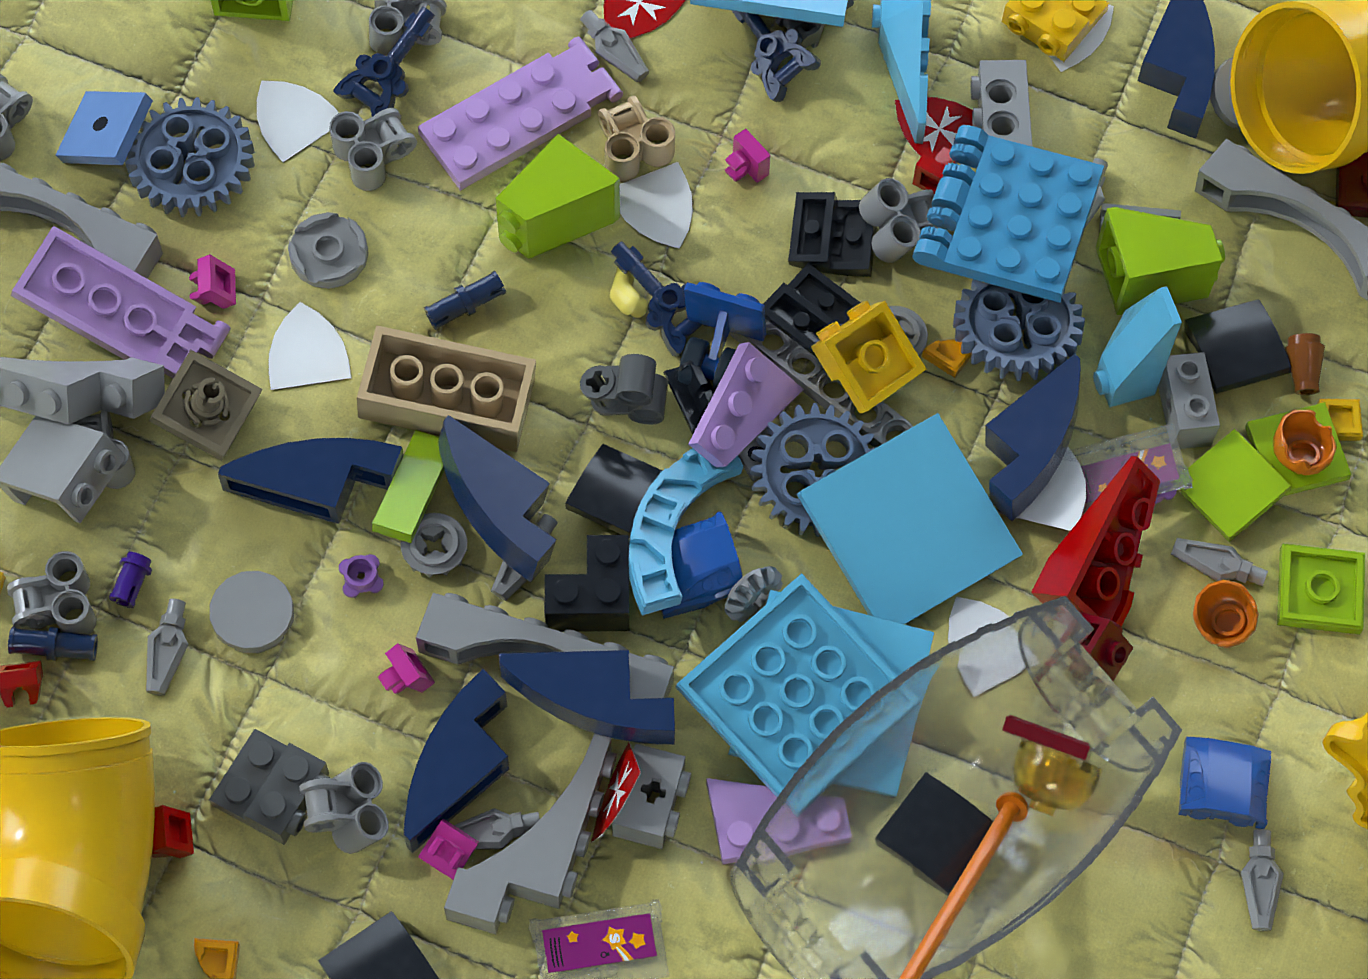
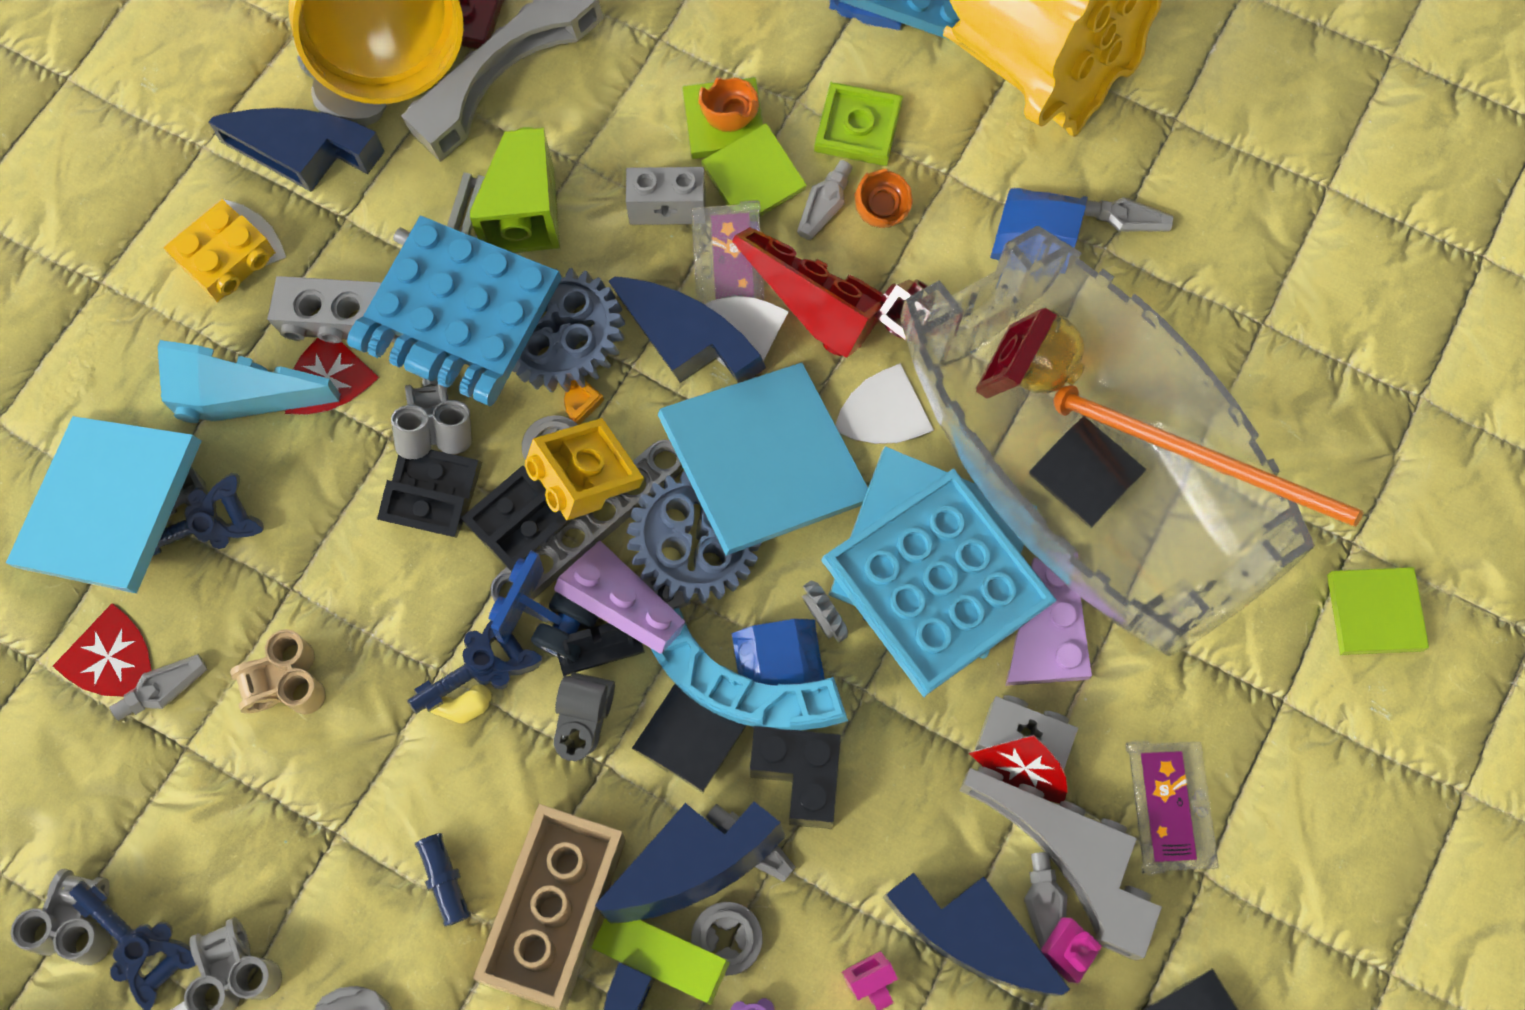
camera: 80 degrees left, 5 degrees up
(464, 632) = (833, 915): light grey arch -> none
(518, 113) = (220, 802): lavender hinge -> none
(556, 200) = (345, 763): lime slope -> none
(590, 693) = (931, 778): dark blue slope -> none
(658, 205) = (359, 664): white sticker -> none
(748, 158) = (327, 561): dark pink tile -> none
(929, 170) = (383, 382): red tile -> none
(1138, 350) = (612, 216): medium azure wedge -> none
(1238, 345) = (609, 144): black slope -> none
(1306, 360) = (638, 95): dark orange cone -> none
(1345, 418) = (694, 73): yellow tile -> none

